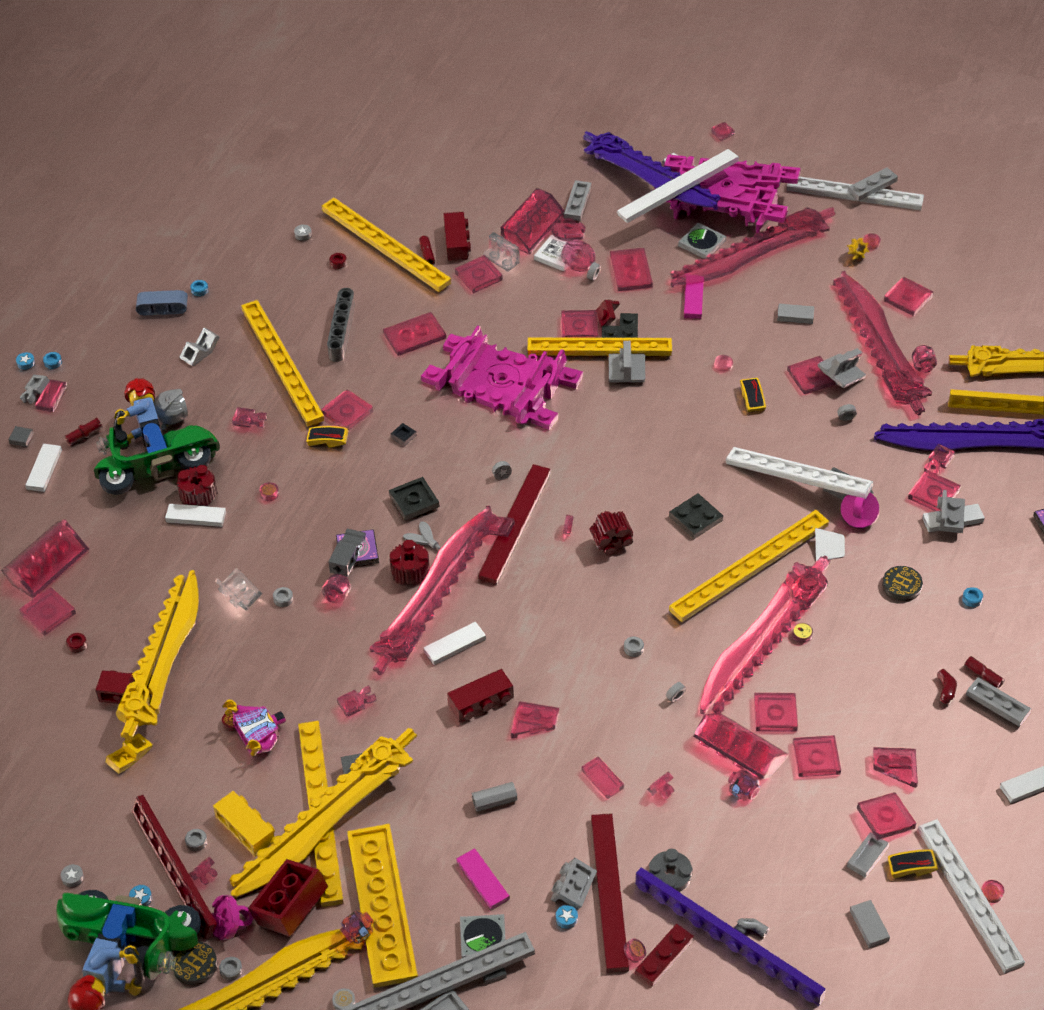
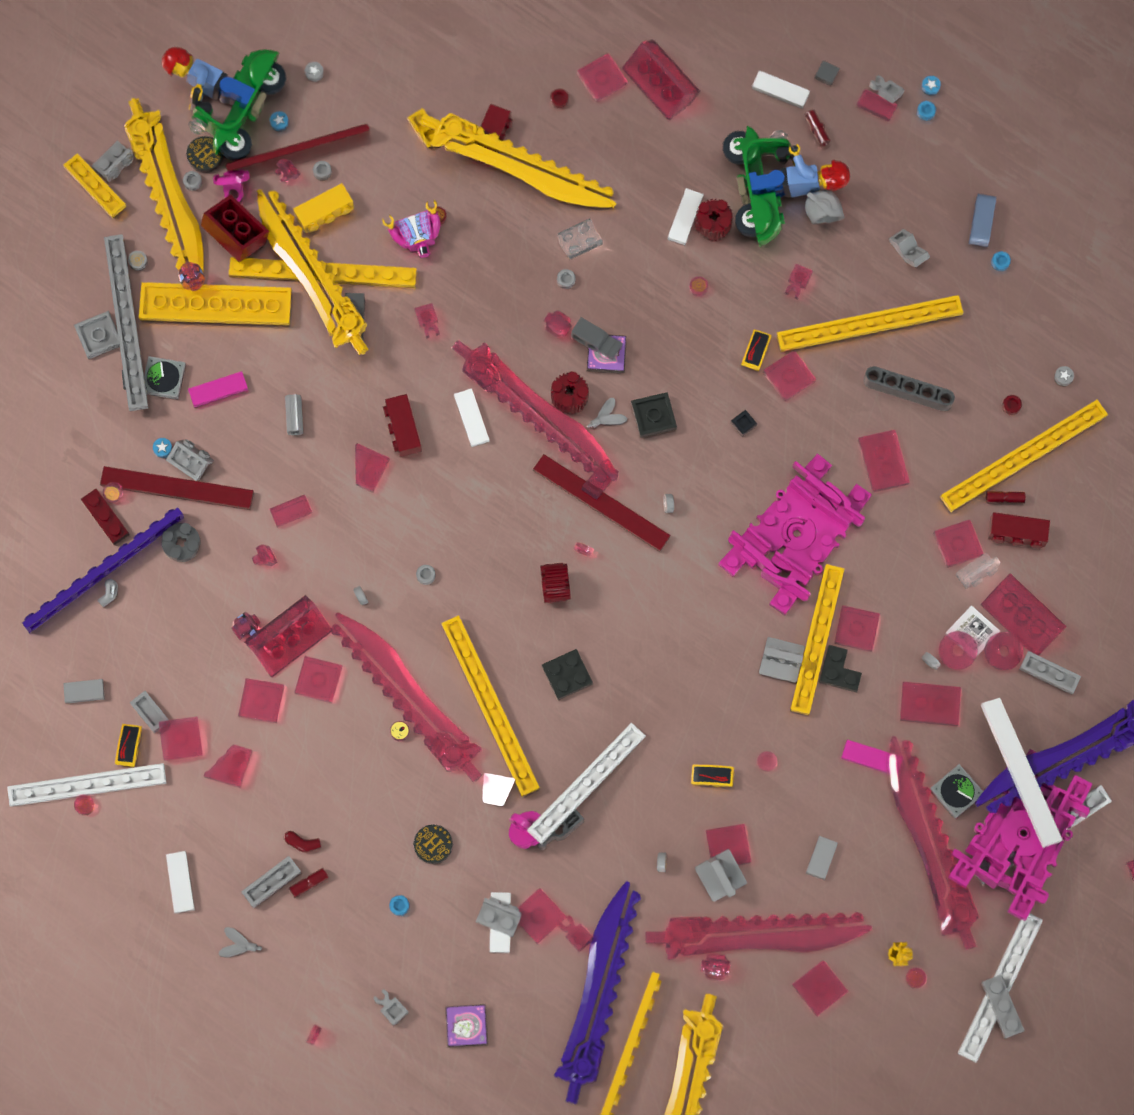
camera: 100 degrees right, 25 degrees up
(606, 312) = (859, 654): dark red bracket -> none

